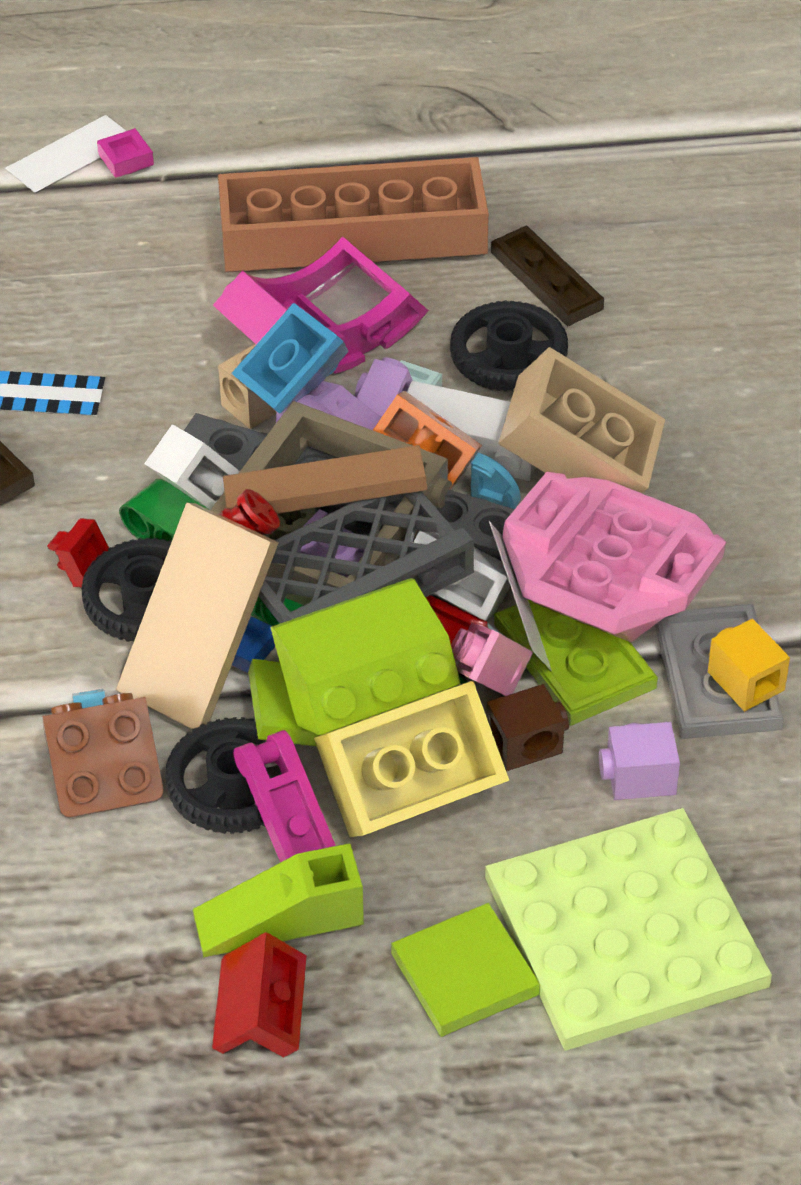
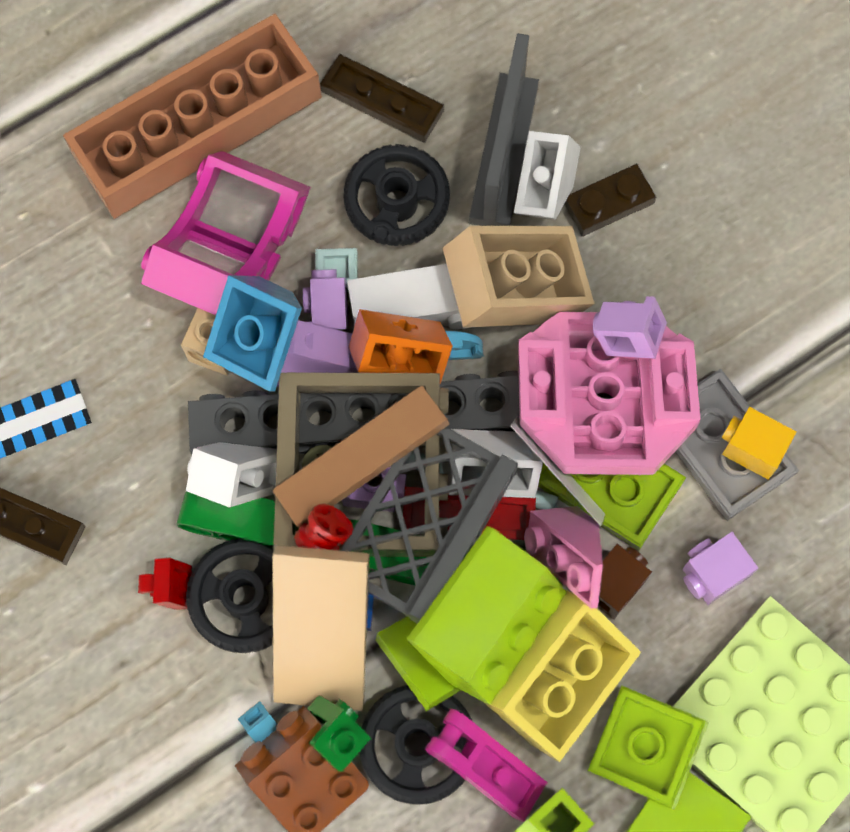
camera: 25 degrees left, 25 degrees up
(157, 719) = (340, 736): none -> green bracket
(467, 872) = (648, 746): none -> lime tile
(652, 322) = (505, 142): none -> dark grey fence
(665, 499) = (630, 328): none -> lavender brick
(672, 373) = (546, 174): none -> white slope
(726, 432) = (609, 200): none -> dark brown plate

